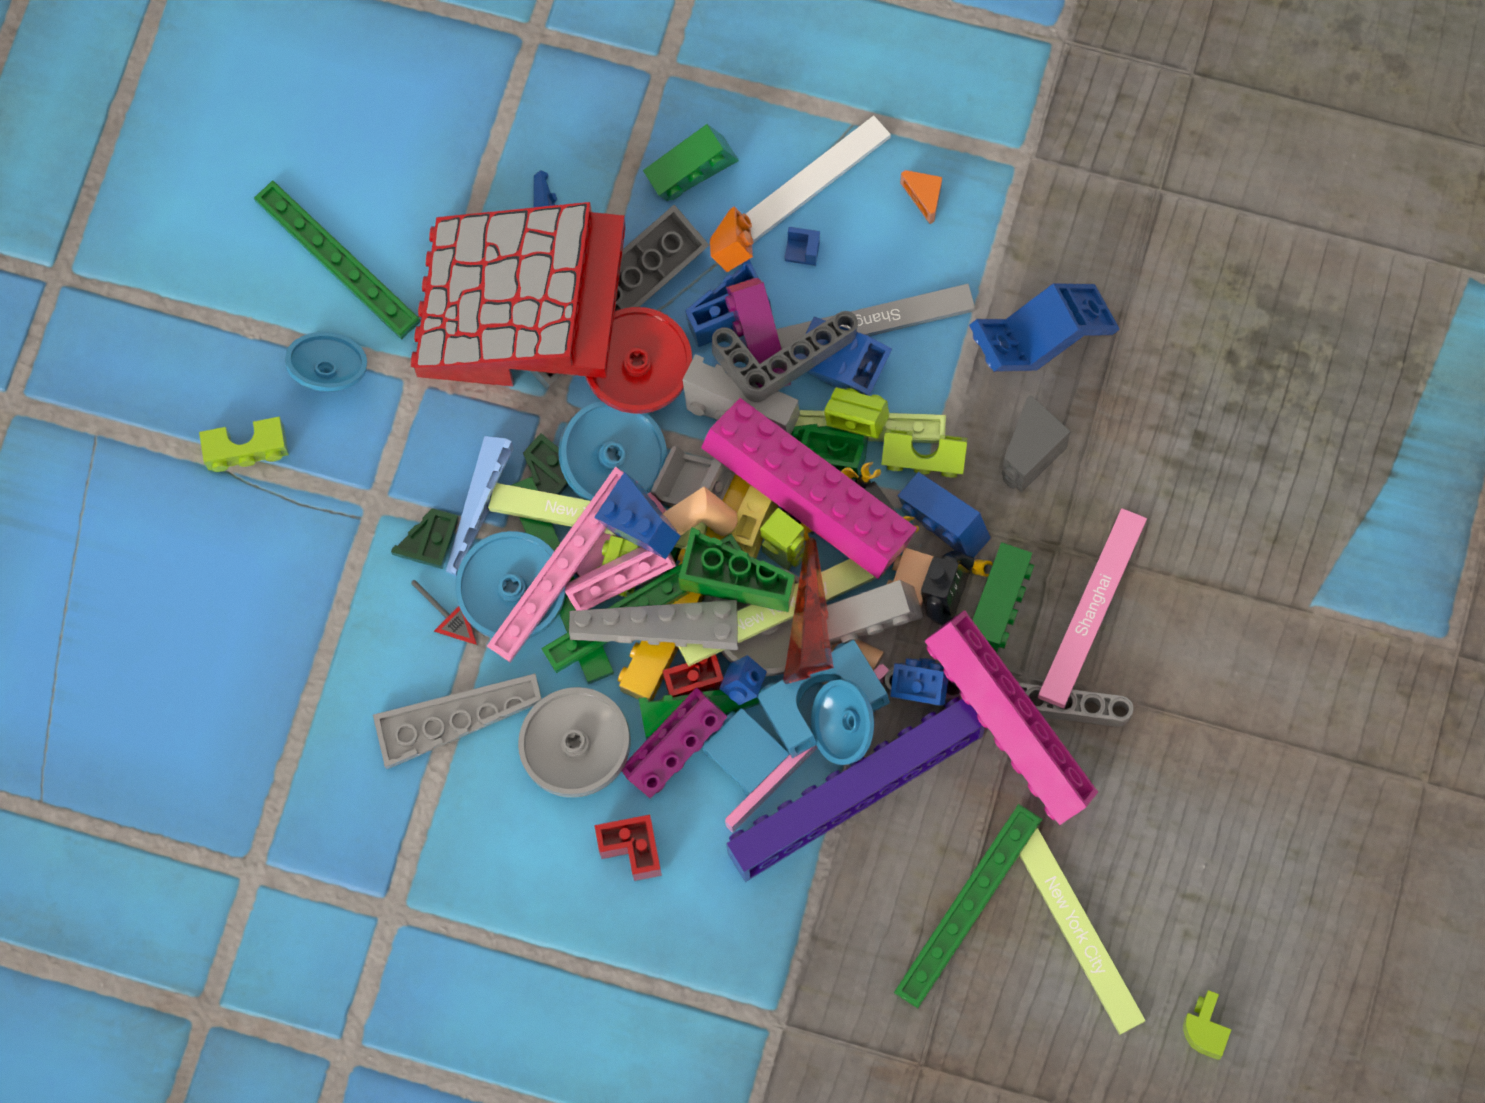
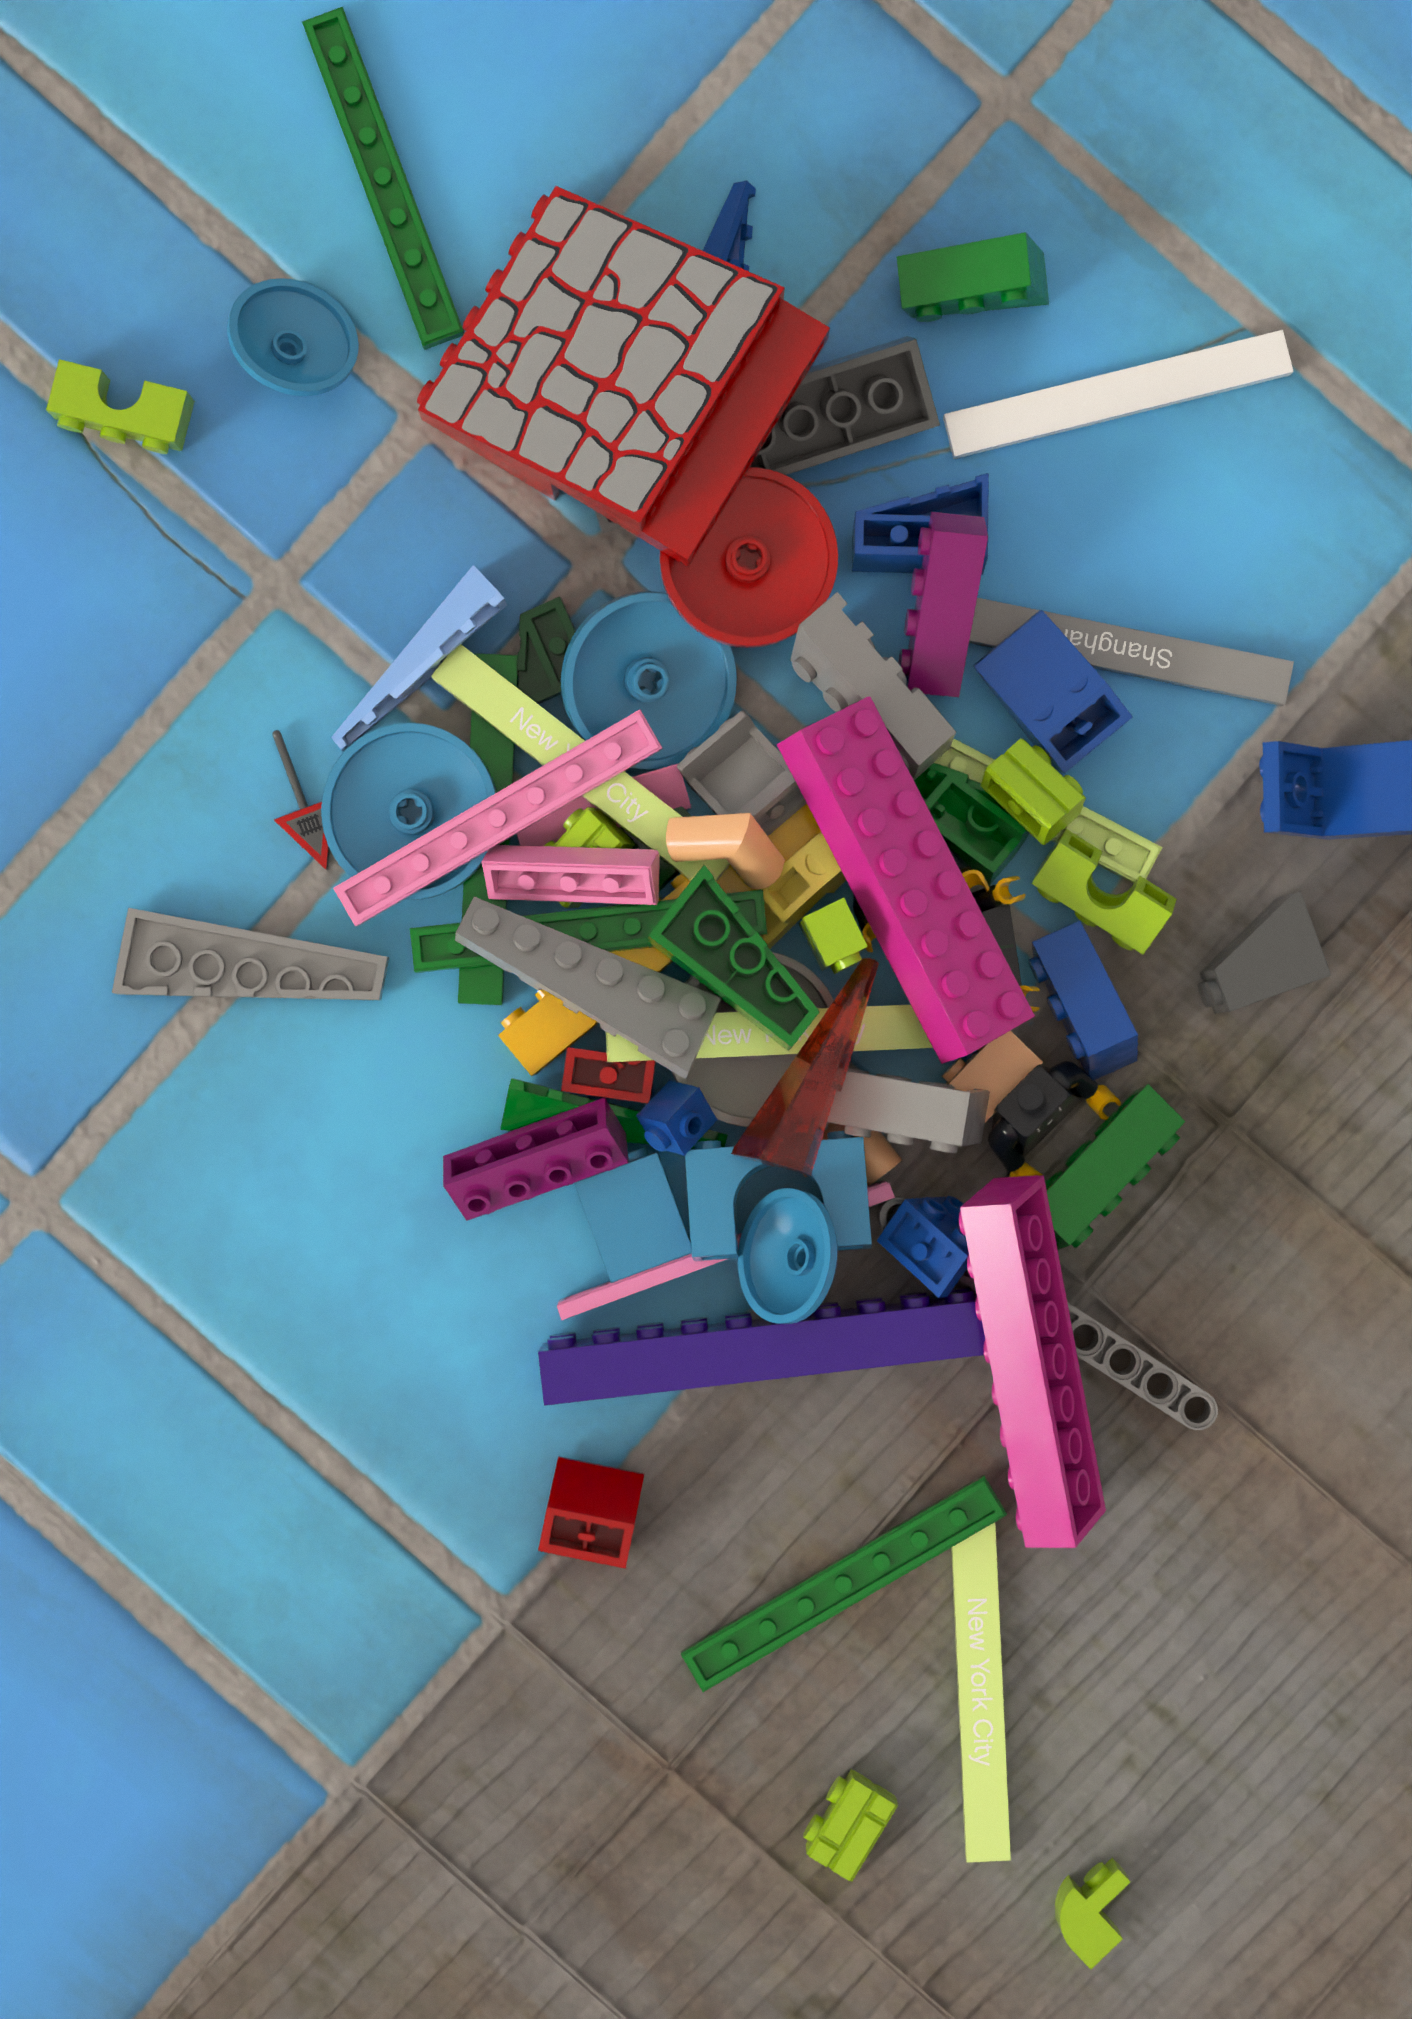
camera: 20 degrees right, 15 degrees up
(429, 539) = (326, 680): dark green wing -> none
(574, 742) = (396, 1087): light grey dish -> none
(631, 837) = (417, 1267): red brick -> none
(637, 518) = (632, 810): blue wedge -> none
(732, 240) = (977, 433): orange slope -> none
(784, 359) = (965, 666): dark grey beam -> none
(802, 246) = (1077, 487): blue panel -> none
(802, 932) = (591, 1512): none -> red slope
(924, 191) = (1298, 487): orange slope -> none
(1041, 1043) = (850, 1824): none -> lime brick
(1092, 608) = (1231, 1242): bright pink tile -> none

